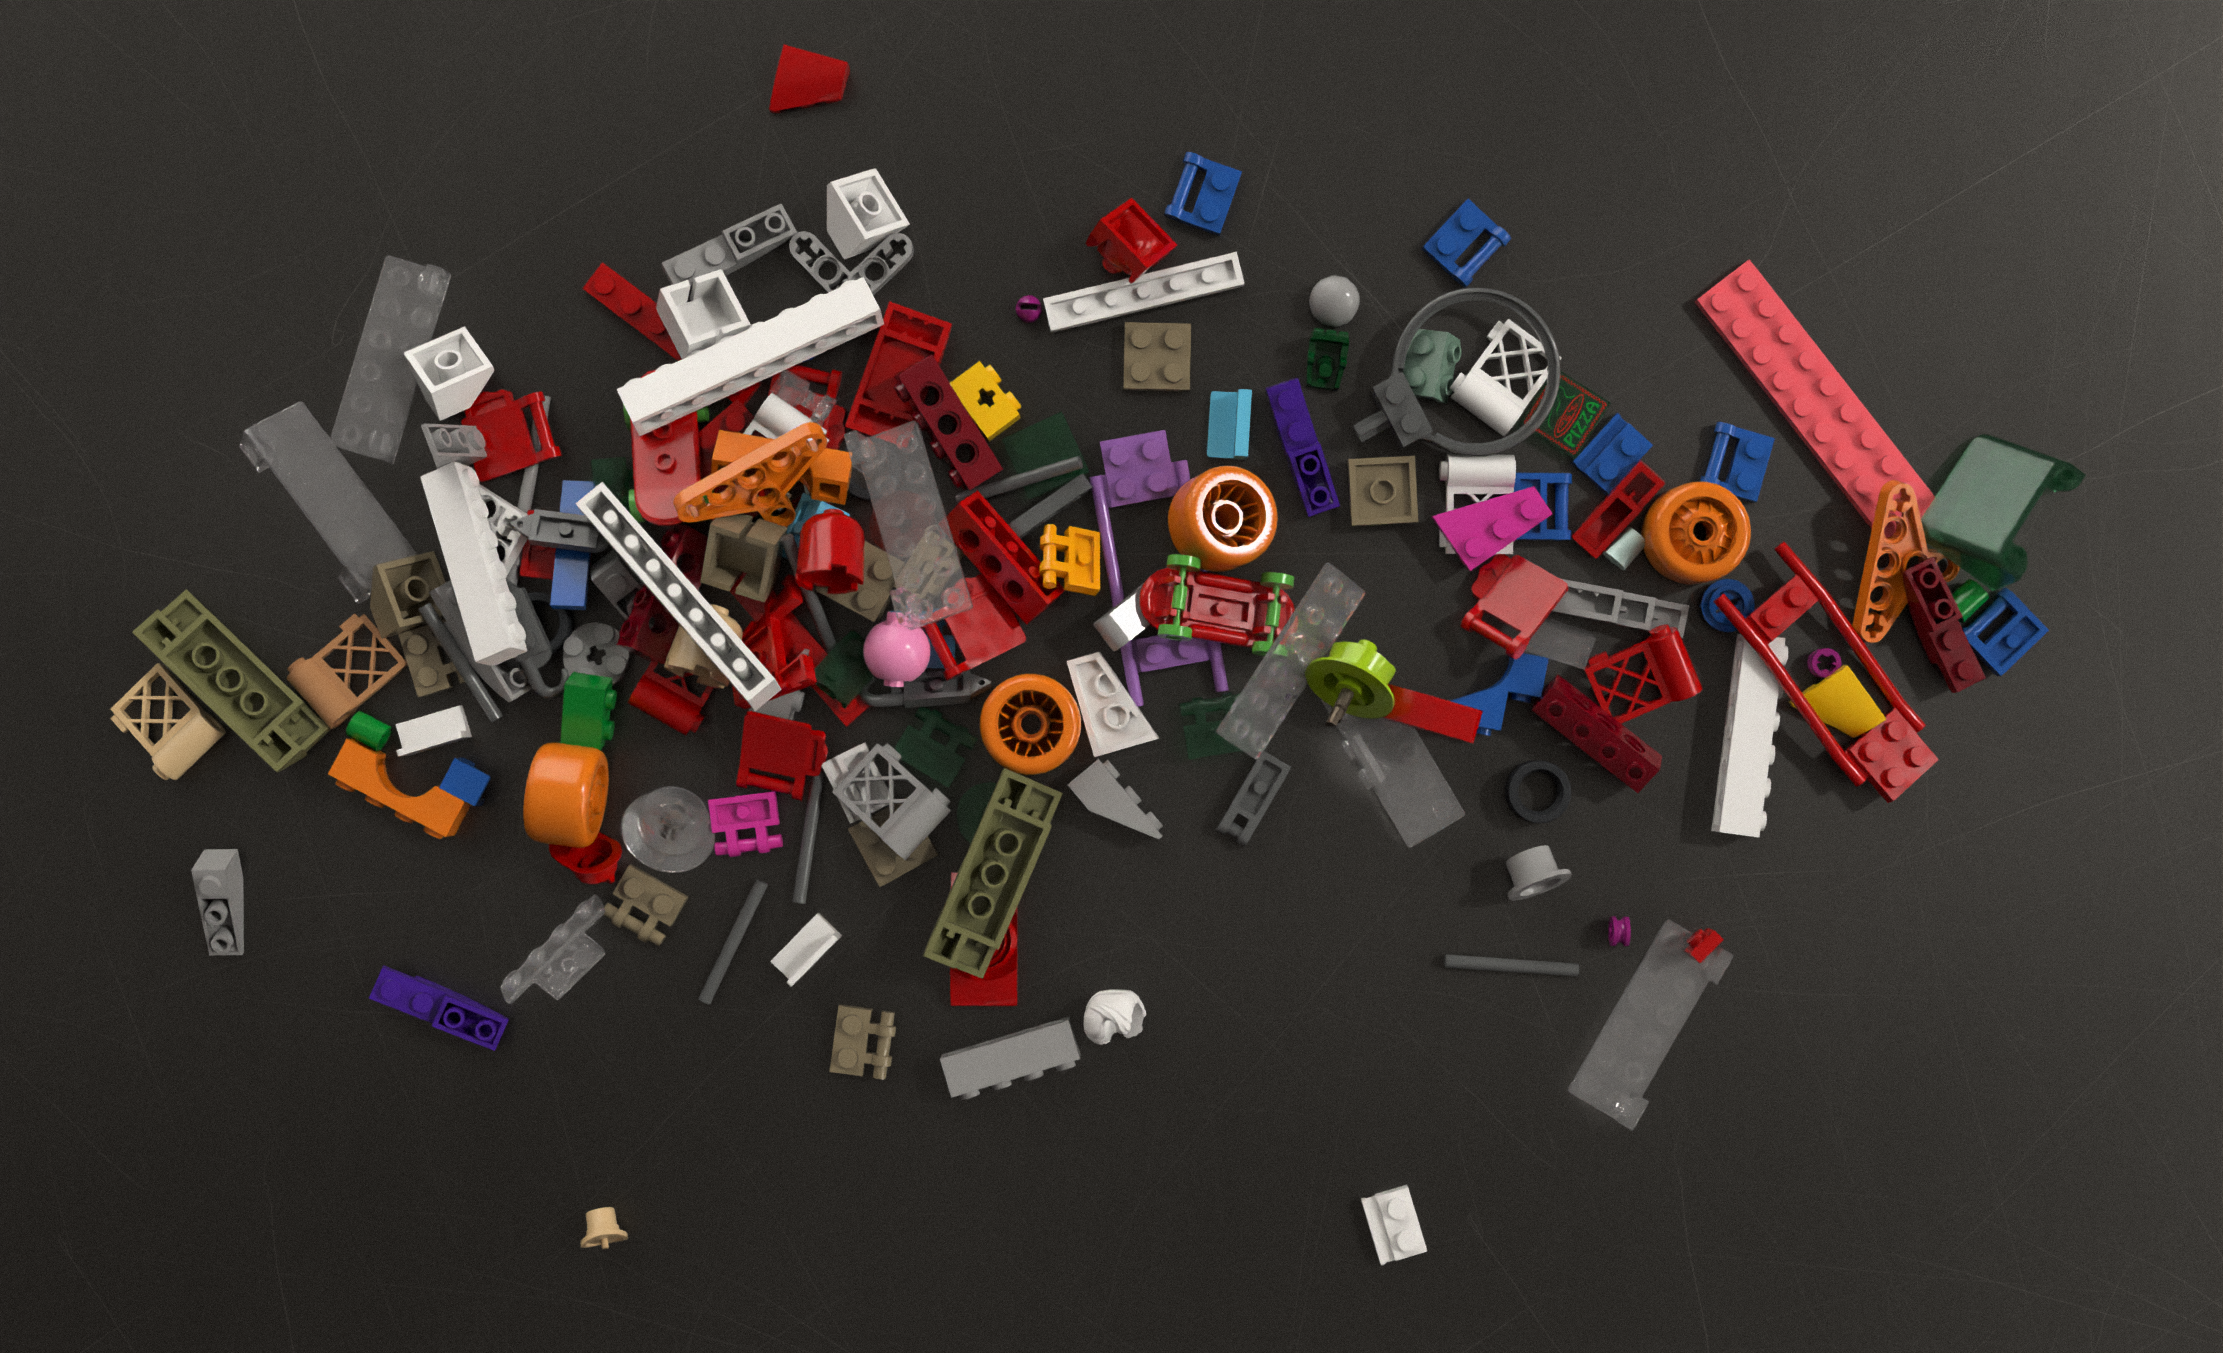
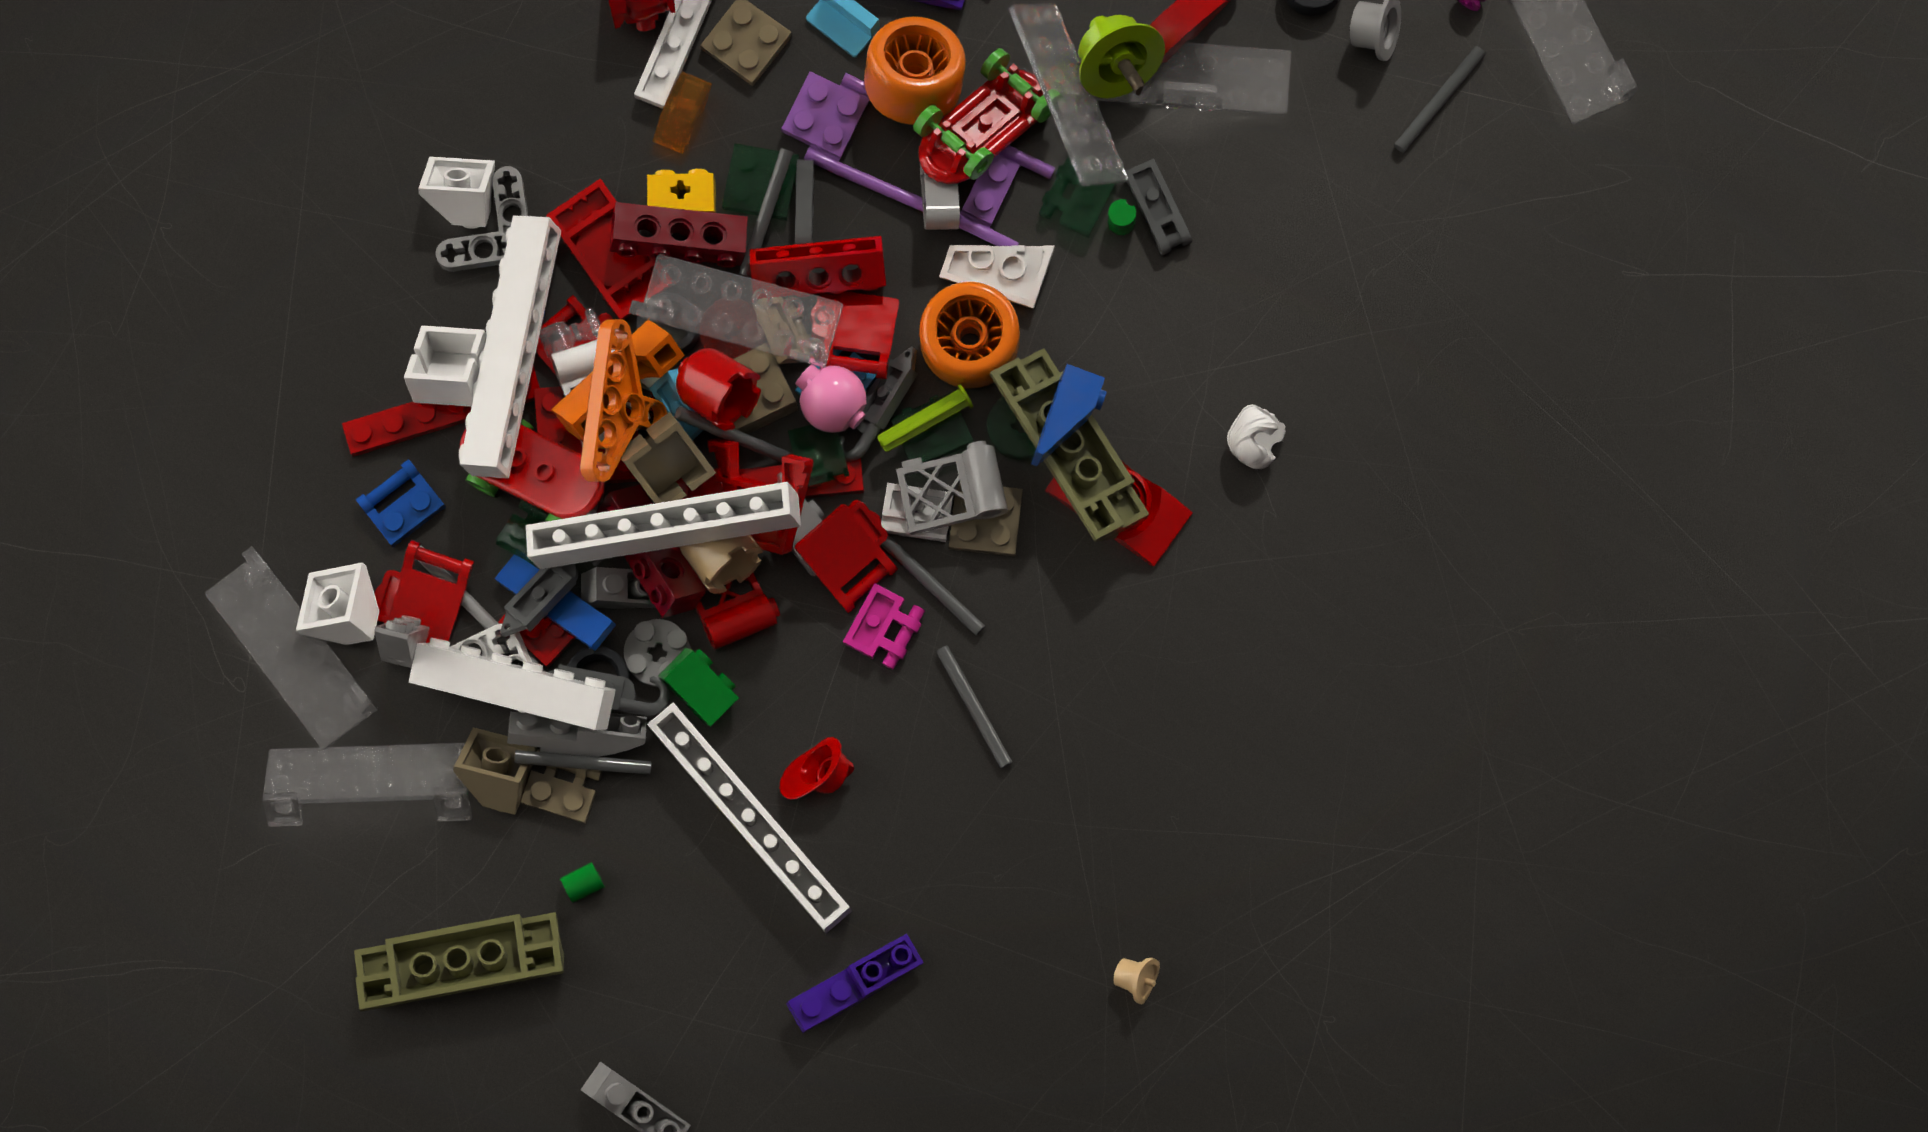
camera: 55 degrees left, 10 degrees down
(180, 744) = (478, 1041): tan piece -> none
(326, 690) = (516, 893): medium nougat piece -> none
(365, 771) = (688, 871): orange arch -> none
(433, 731) = (621, 831): white panel -> none
(465, 781) = (684, 828): blue panel -> none
(506, 836) = (749, 818): none -> white brick
(561, 958) = (885, 853): clear bracket -> none
(566, 795) = (756, 743): orange wheel -> none
(570, 369) = (406, 512): none -> blue plate
(650, 896) = (887, 748): dark tan plate -> none
(668, 830) = (843, 682): clear piece -> none
(733, 248) = (410, 308): light grey slope -> none
(806, 948) = (1023, 650): white panel -> none
(807, 79) = (319, 158): red slope -> none
(852, 1038) = (1125, 666): dark tan plate -> none
(935, 737) = (925, 419): none -> lime axle
(1010, 1057) = (1231, 543): light grey brick -> none
(1021, 856) = (1070, 408): none -> blue slope
(1028, 316) = (638, 116): magenta hinge -> none
(1057, 348) = (681, 111): none -> clear orange slope
(1080, 562) = (867, 209): light orange plate -> none
(1105, 796) = (1072, 320): light grey slope -> none
(1222, 775) = (1121, 217): none -> green piece
(1394, 1224) = (1587, 335): white plate -> none

